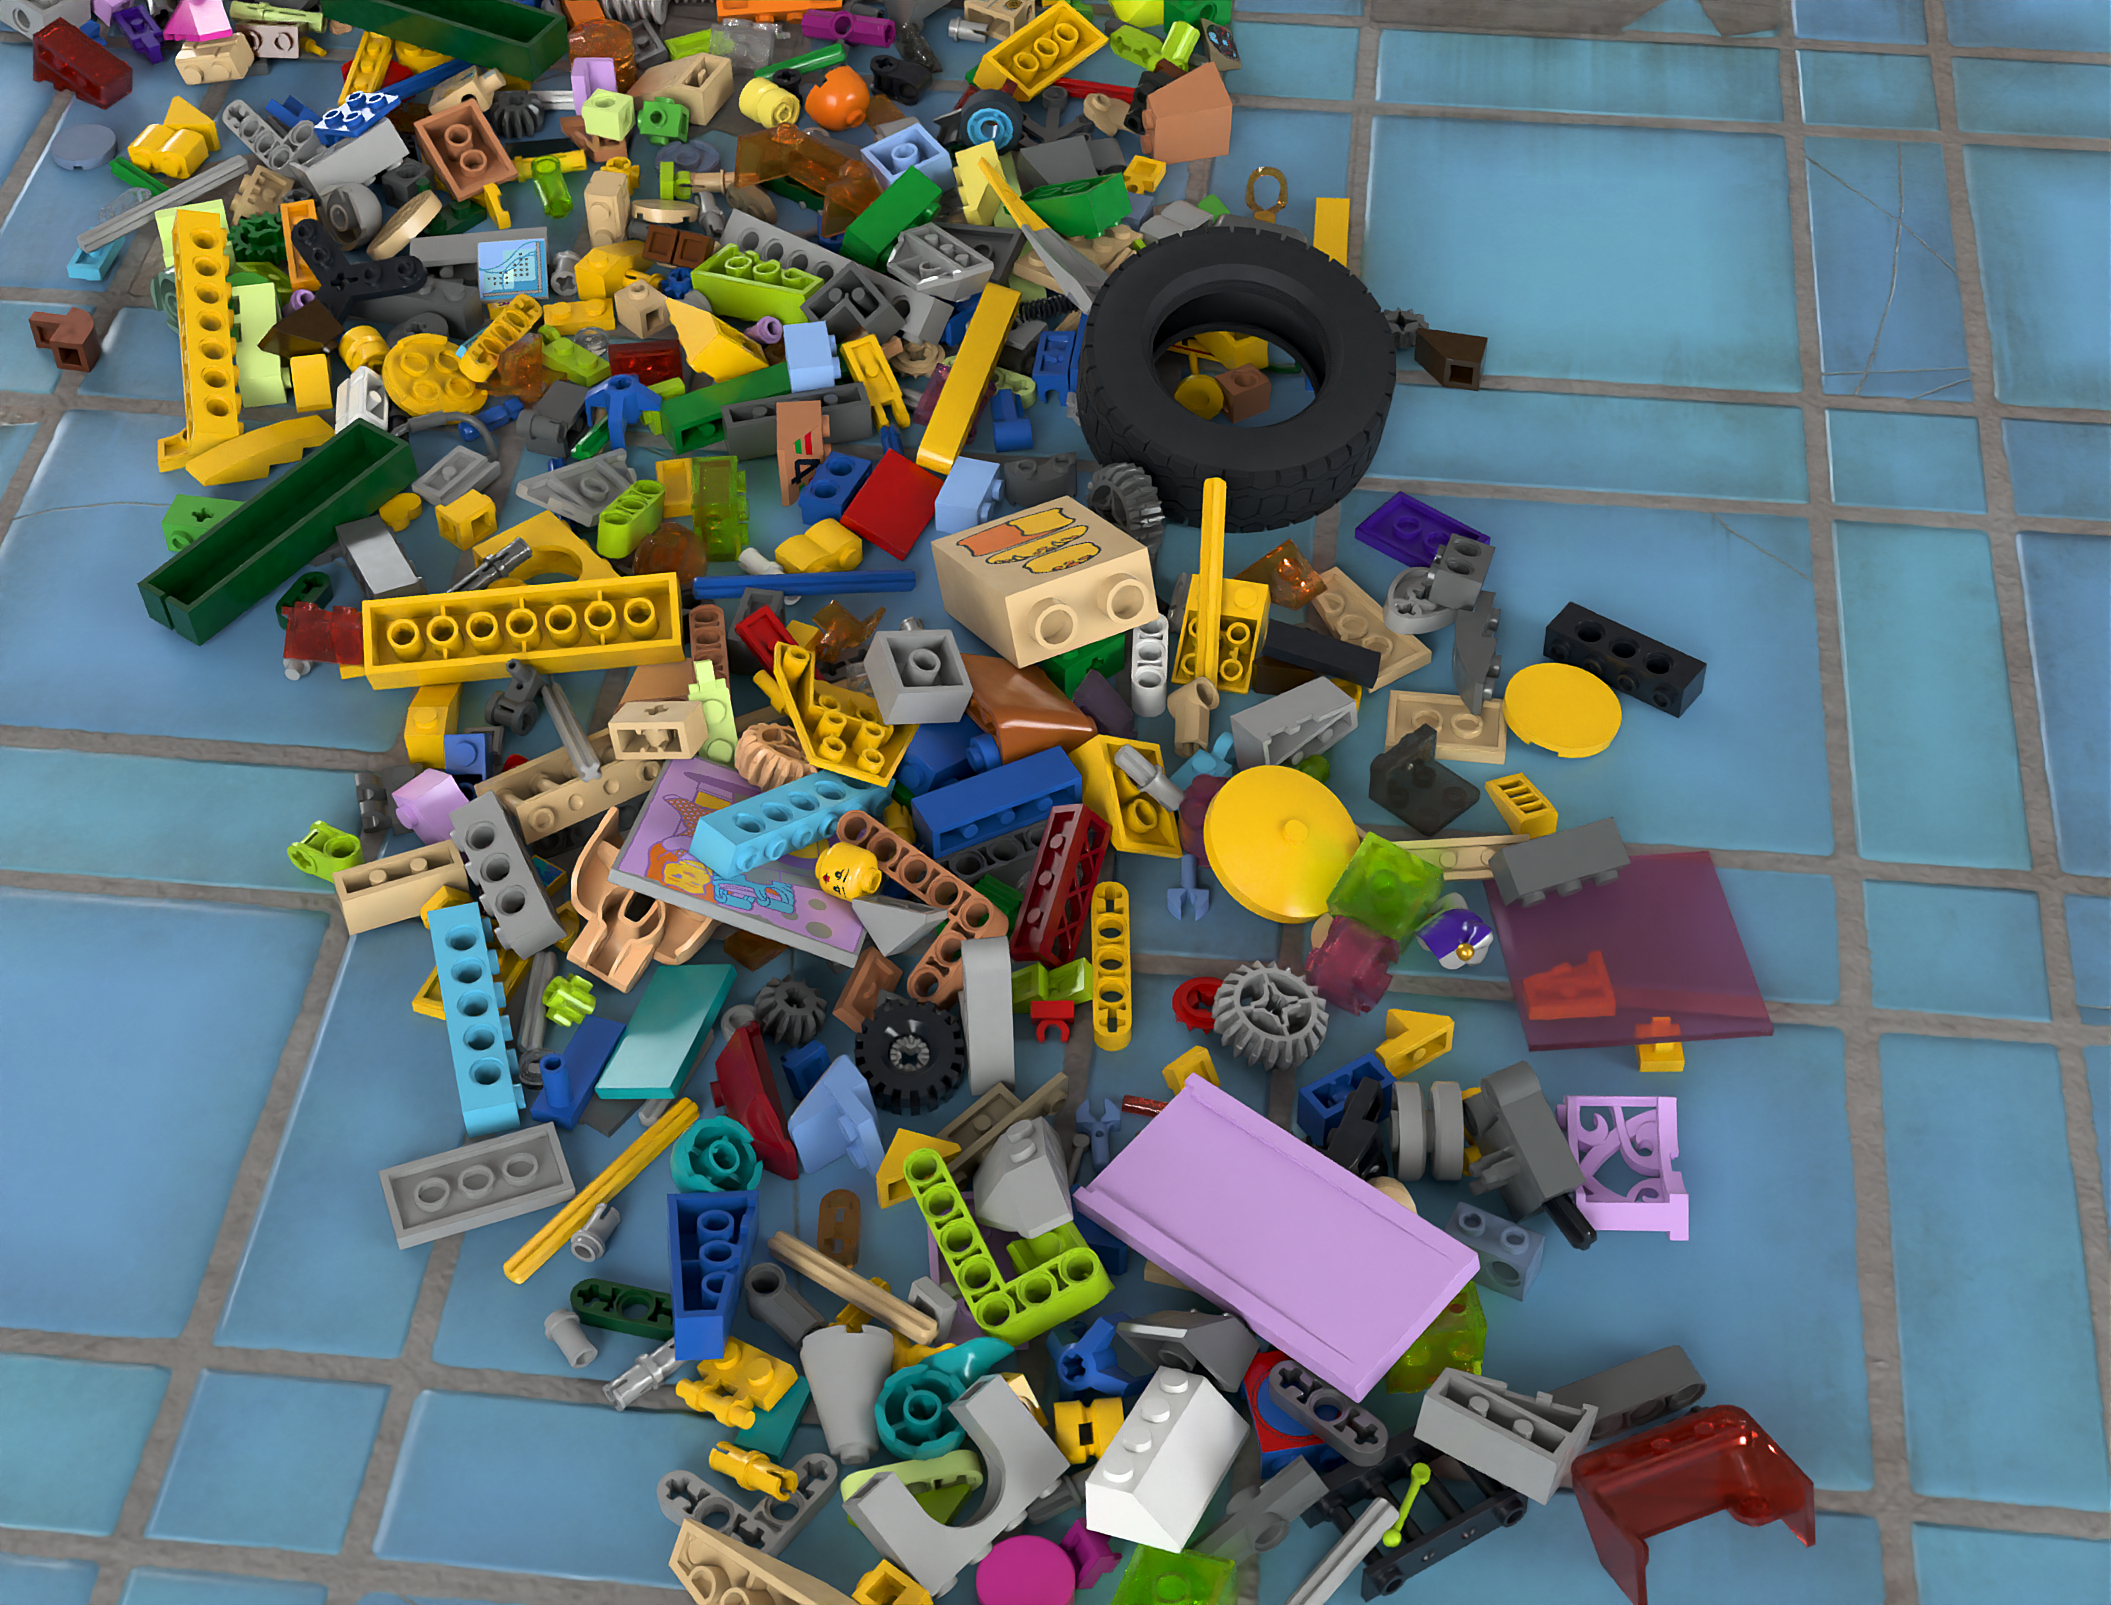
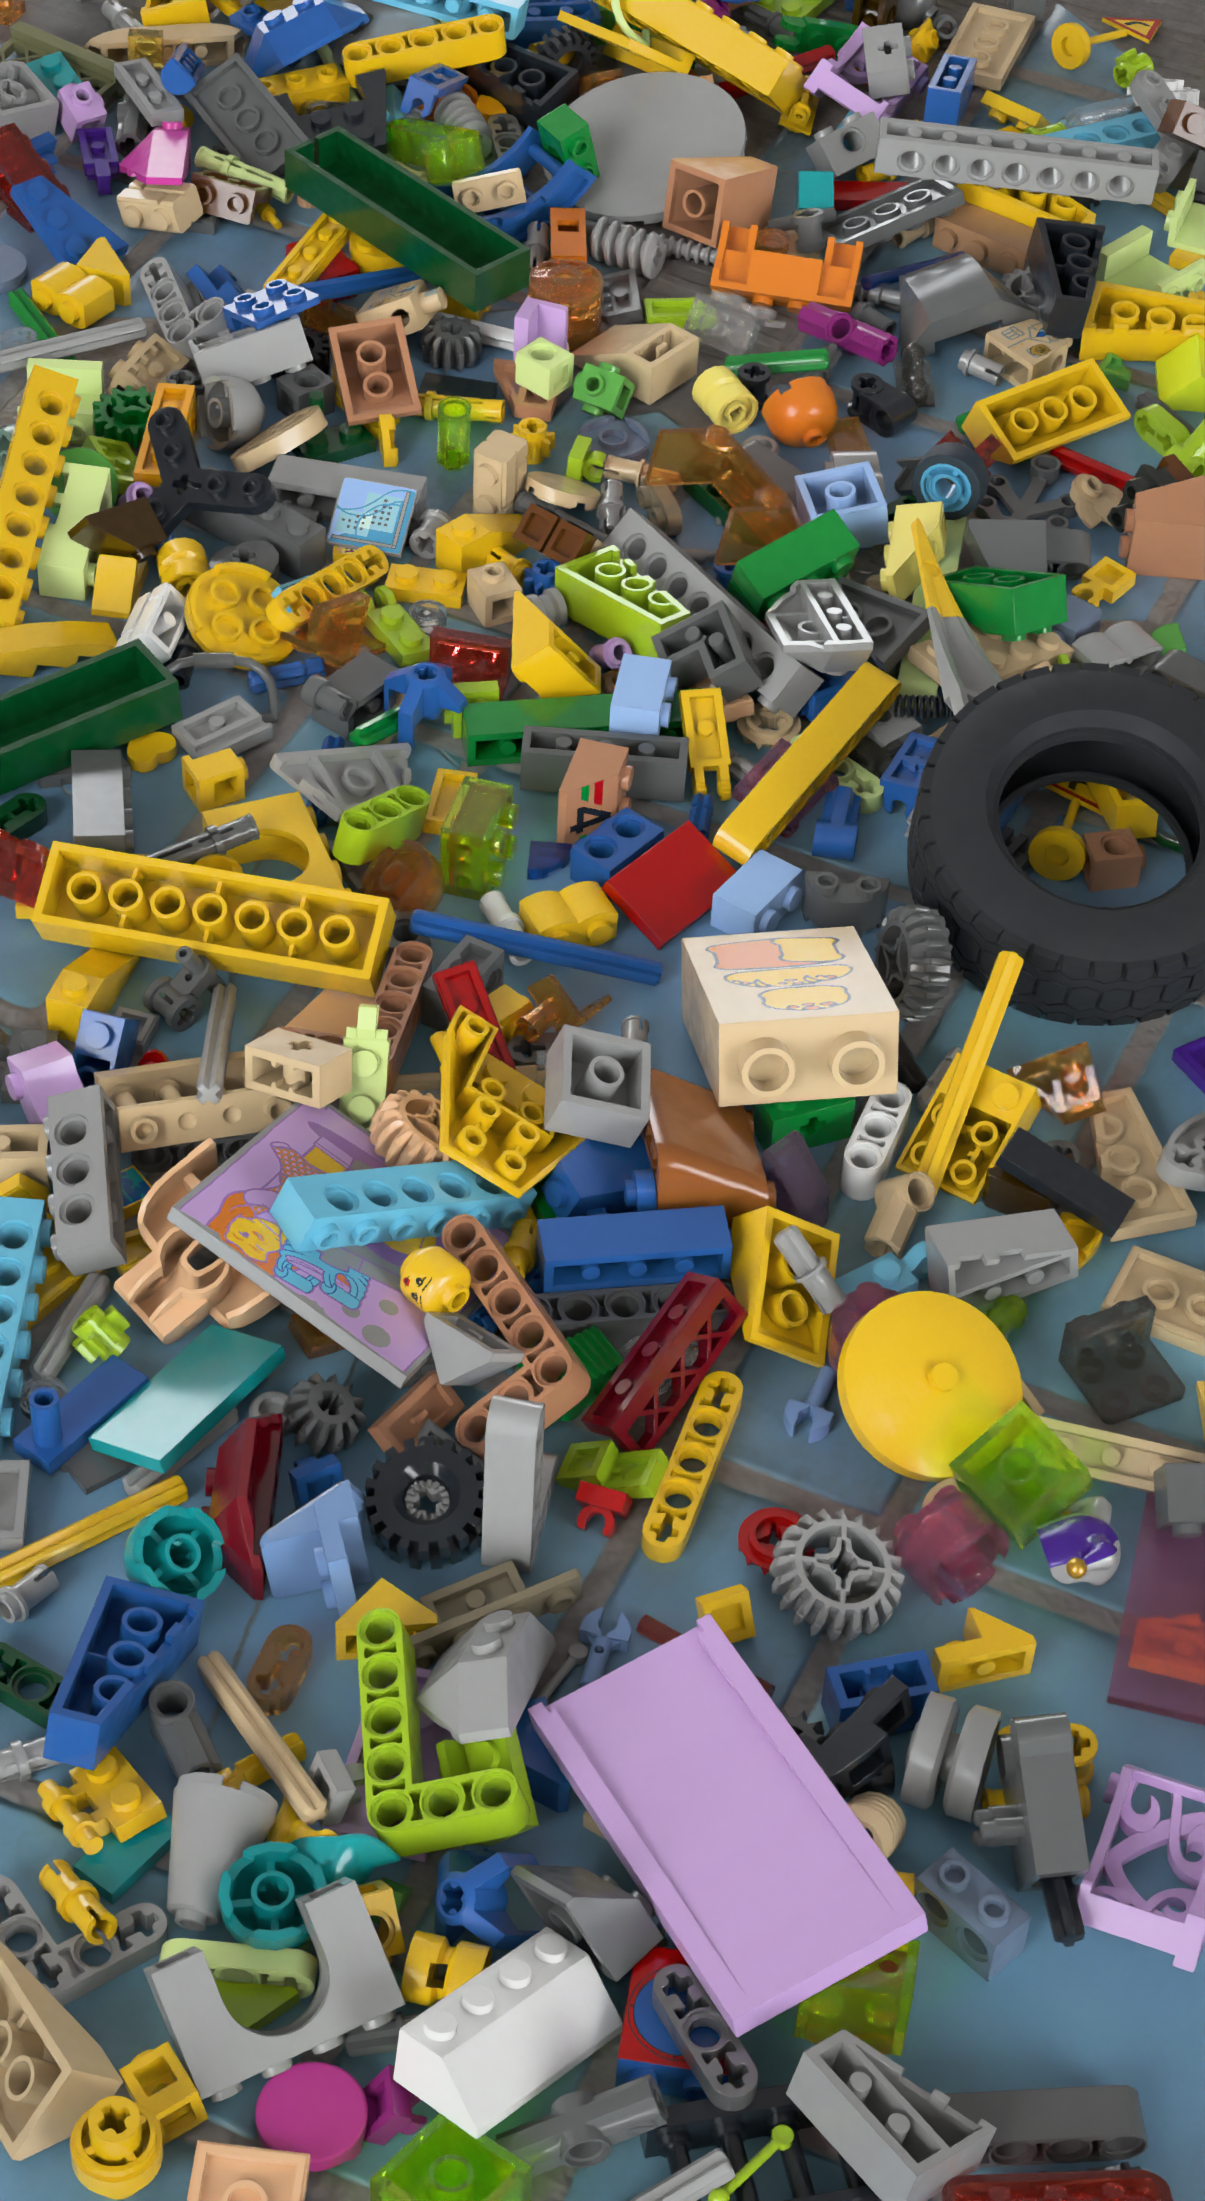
camera: 15 degrees right, 0 degrees up
(132, 92) = (61, 221): none -> blue wing
(778, 511) = (546, 857): none -> clear blue tile

